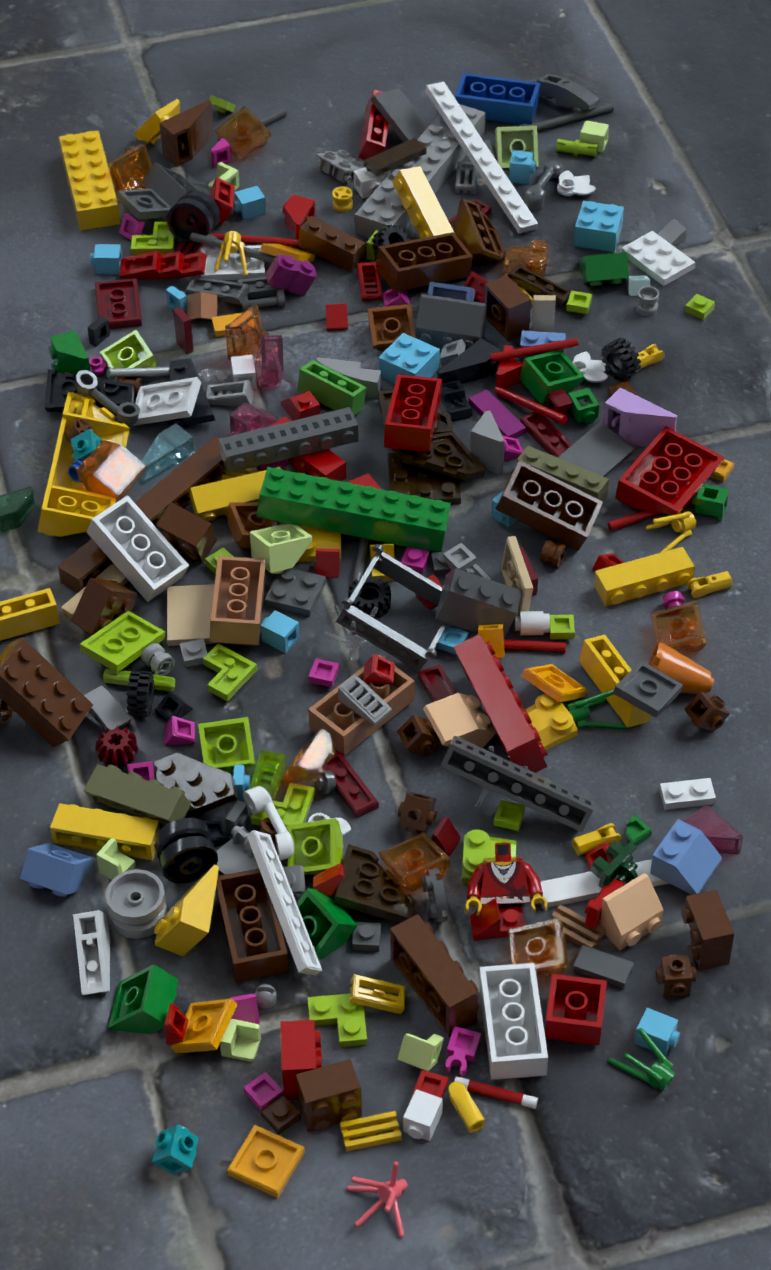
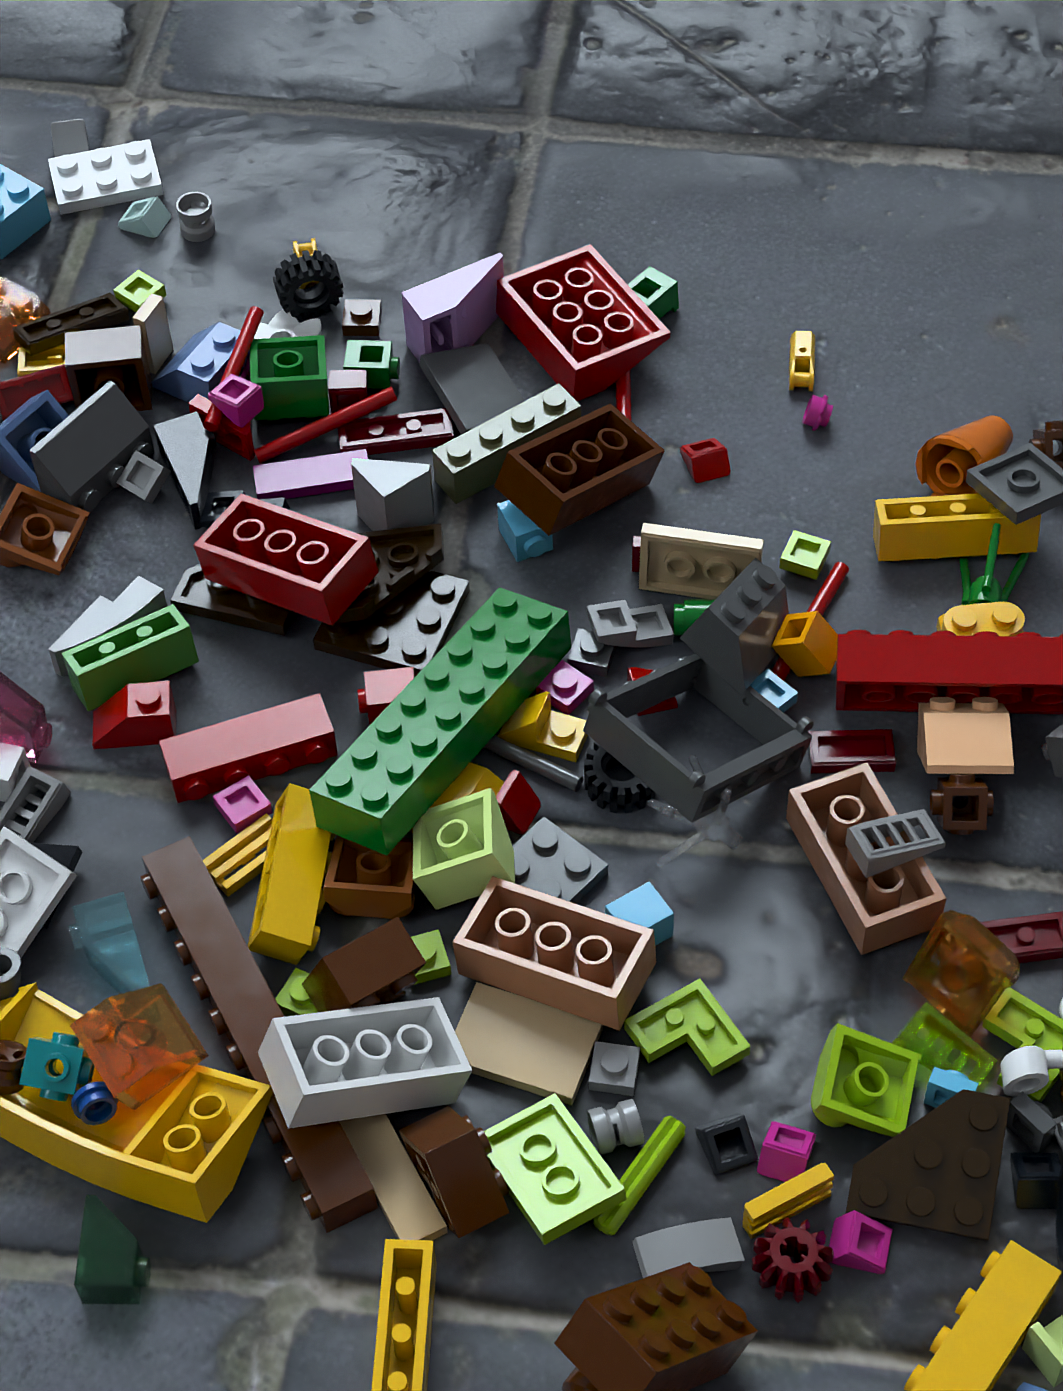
camera: 65 degrees left, 5 degrees up
(136, 795) = (941, 1257): olive brick -> none
(140, 693) = (698, 1175): black tyre -> none
(148, 736) = (787, 1199): none -> yellow tile
(250, 418) = (123, 802): clear pink slope -> none
(288, 440) = (237, 751): dark grey brick -> none
(323, 673) = (756, 891): dark pink plate -> none
(378, 670) = (831, 801): red slope -> none
(409, 358) = (133, 537): medium azure brick -> none
(512, 359) = (238, 399): none -> dark pink slope
(532, 623) = (794, 575): white brick -> none
(553, 553) = (655, 508): reddish brown wheel -> none
(554, 683) = (925, 599): light orange tile -> none
(604, 267) = (90, 237): green slope -> none
(643, 576) = (756, 425): yellow brick -> none
(680, 523) = (671, 352): yellow plant -> none
(680, 627) = (881, 422): clear orange slope -> none
(699, 306) = (240, 170): lime plate -> none

